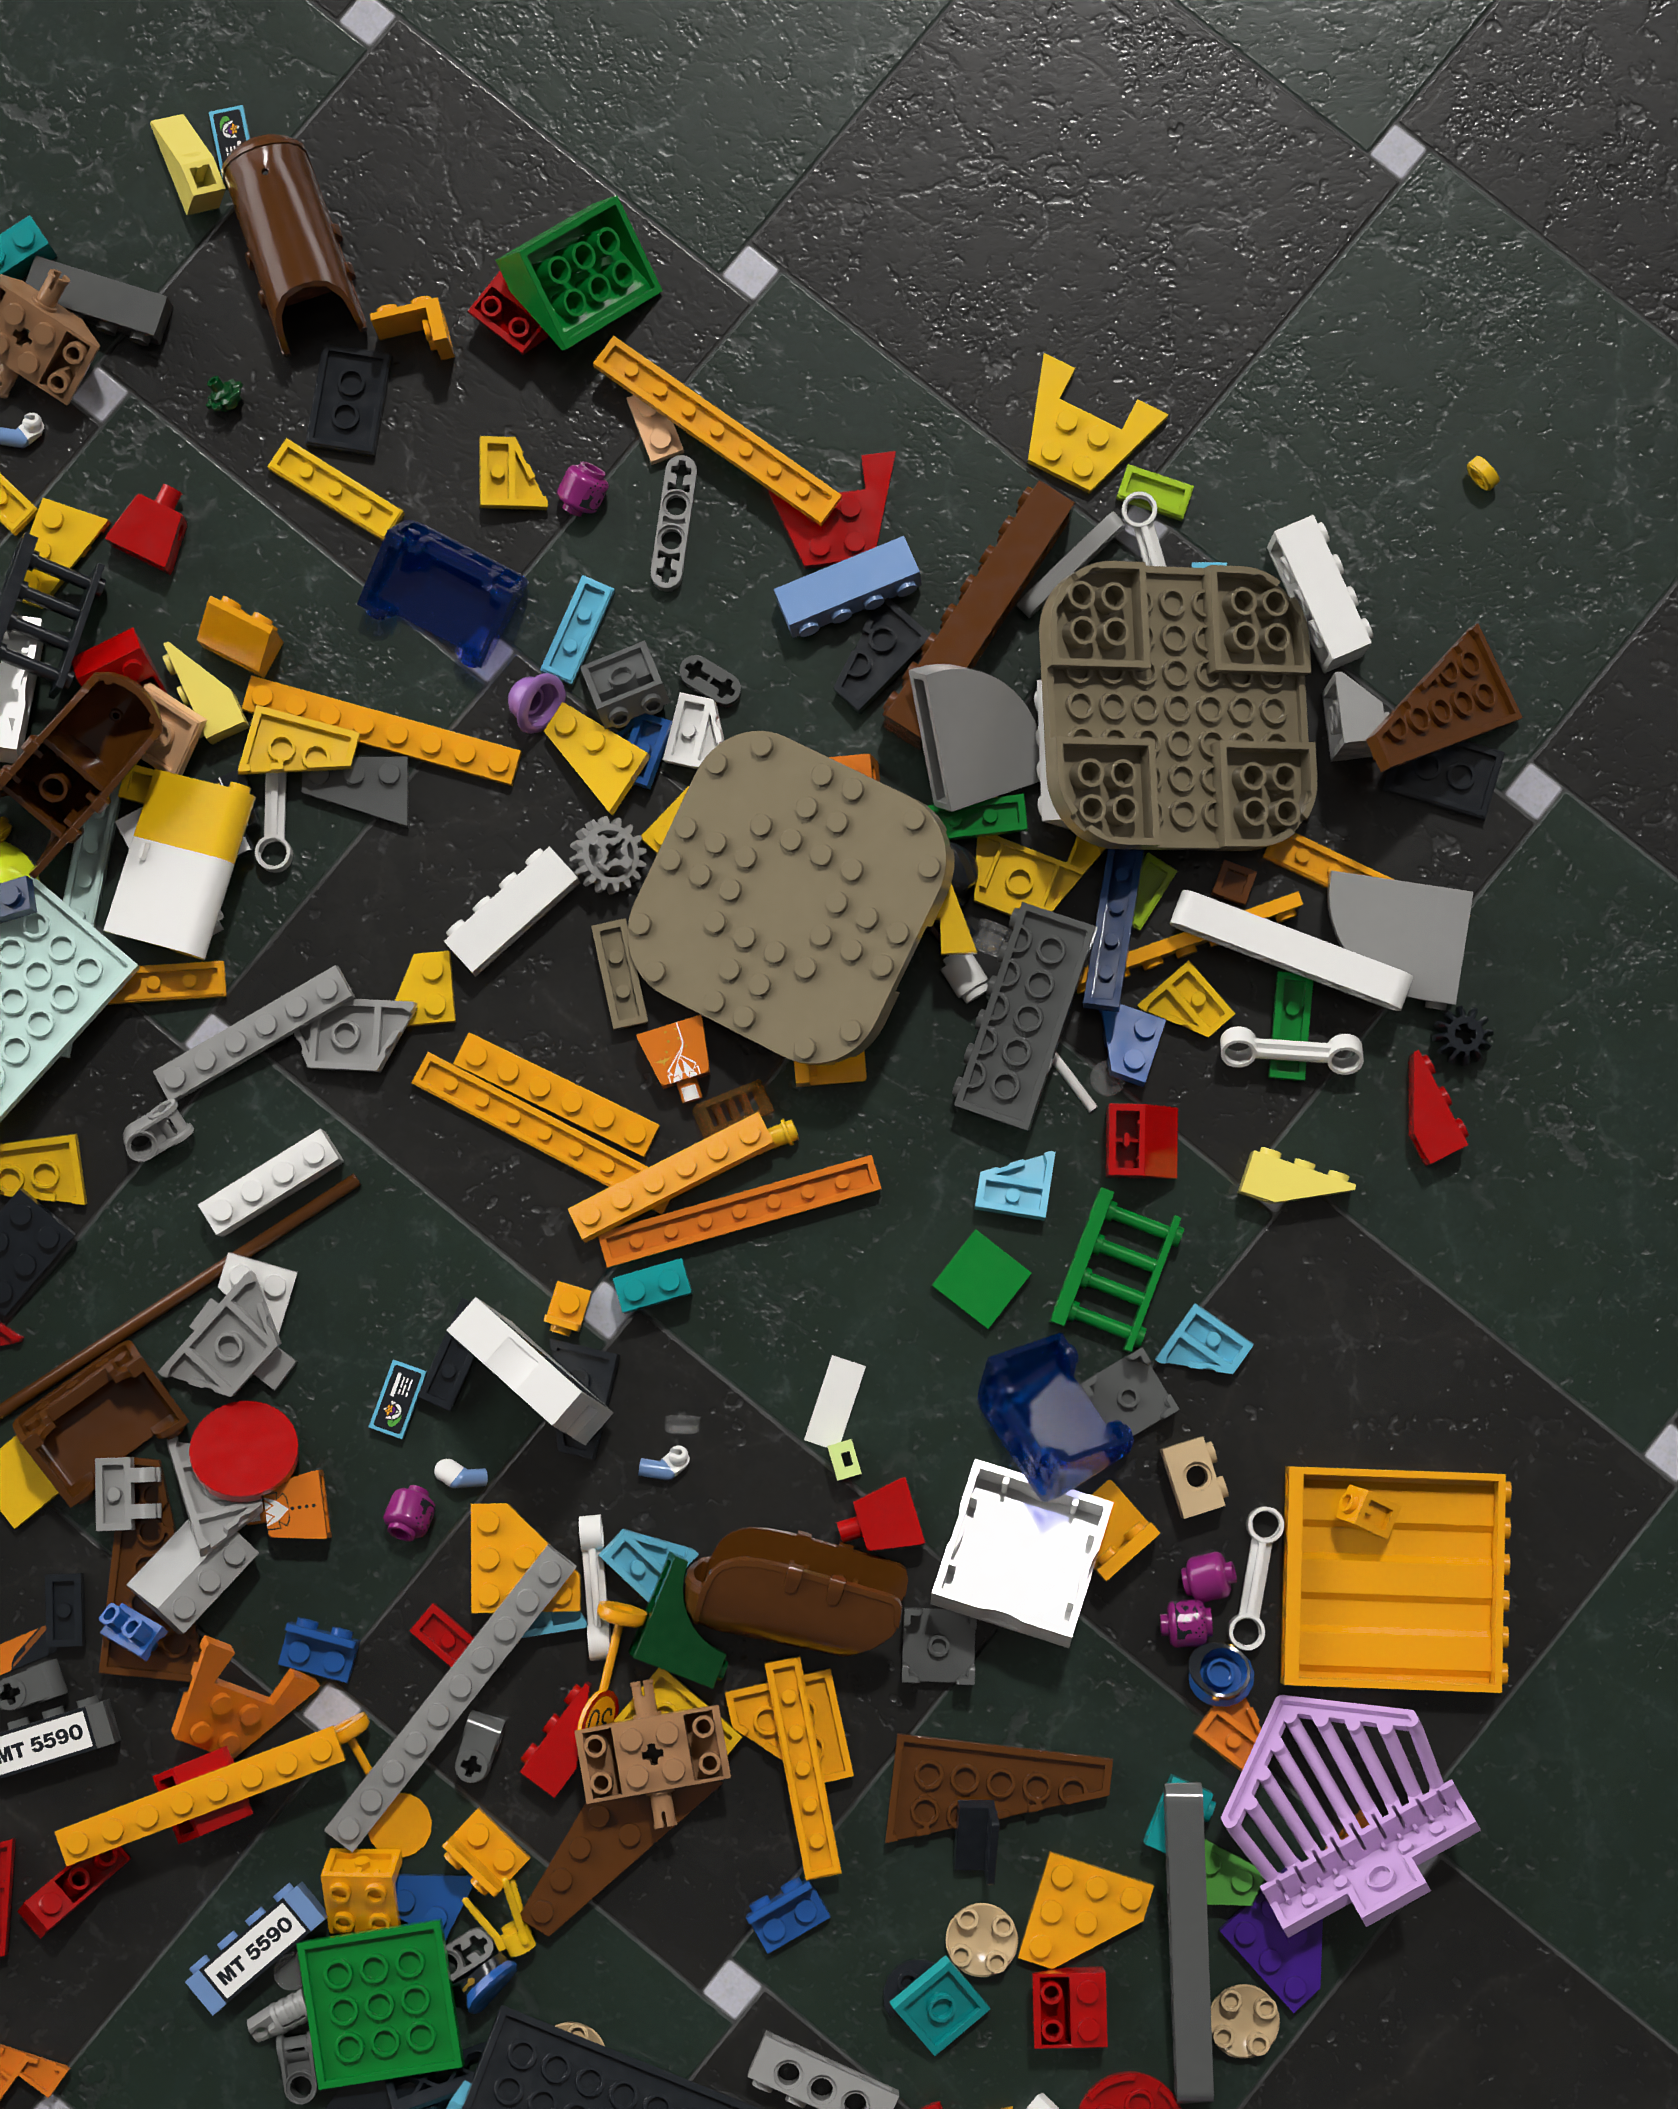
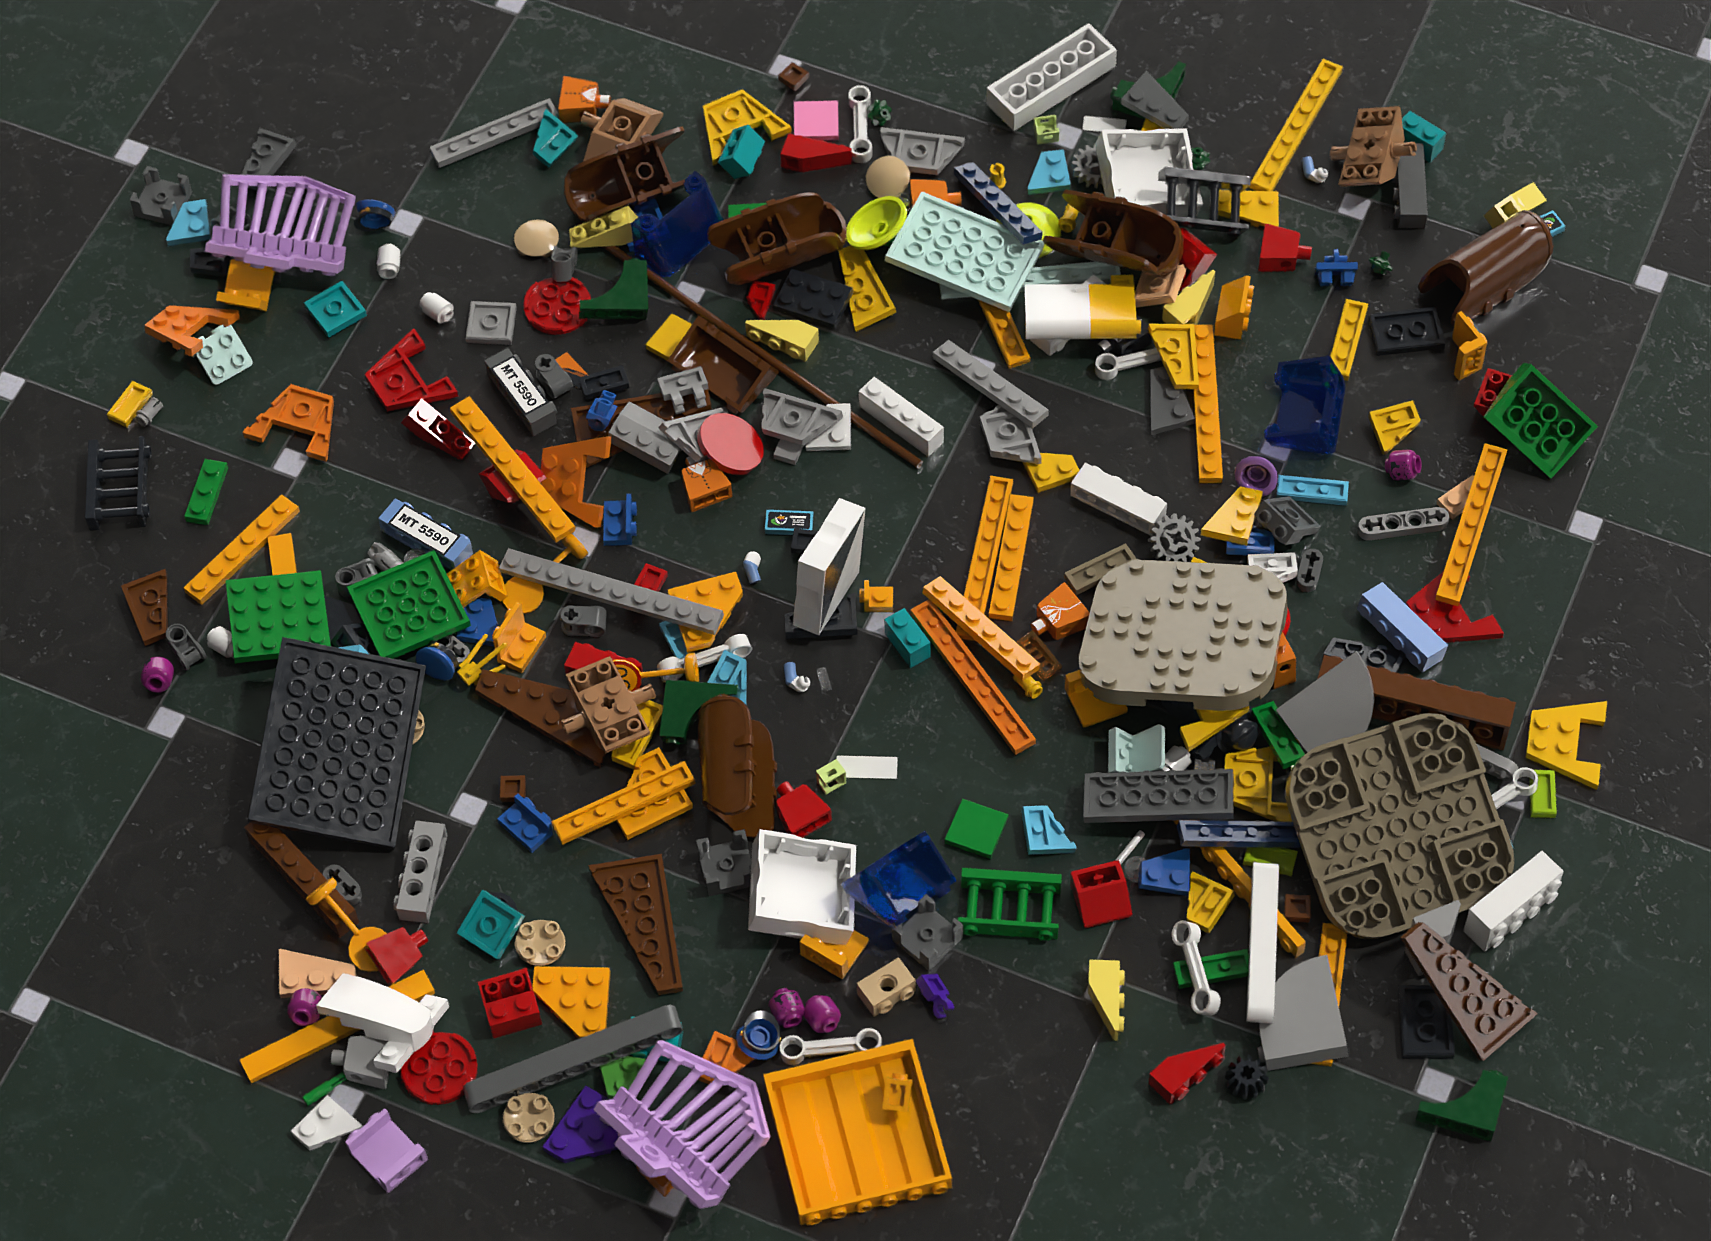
camera: 75 degrees right, 25 degrees down
(72, 1307) = (785, 335): none -> light yellow slope
(158, 1130) = (913, 350): light grey piece -> none
(220, 449) = (1336, 266): none -> blue hips
(409, 1513) = (719, 543): magenta head -> none
(725, 1919) = (511, 786): none -> reddish brown plate
(939, 1021) = (1136, 752): none -> light aqua bracket
(977, 1837) = (607, 916): black panel -> none
(1205, 1343) = (979, 972): medium azure wing -> none
(1217, 1413) = (934, 990): none -> dark purple plate
(1483, 473) = (1642, 988): yellow tile -> none
(1594, 754) = (1472, 1113): none -> dark green arch

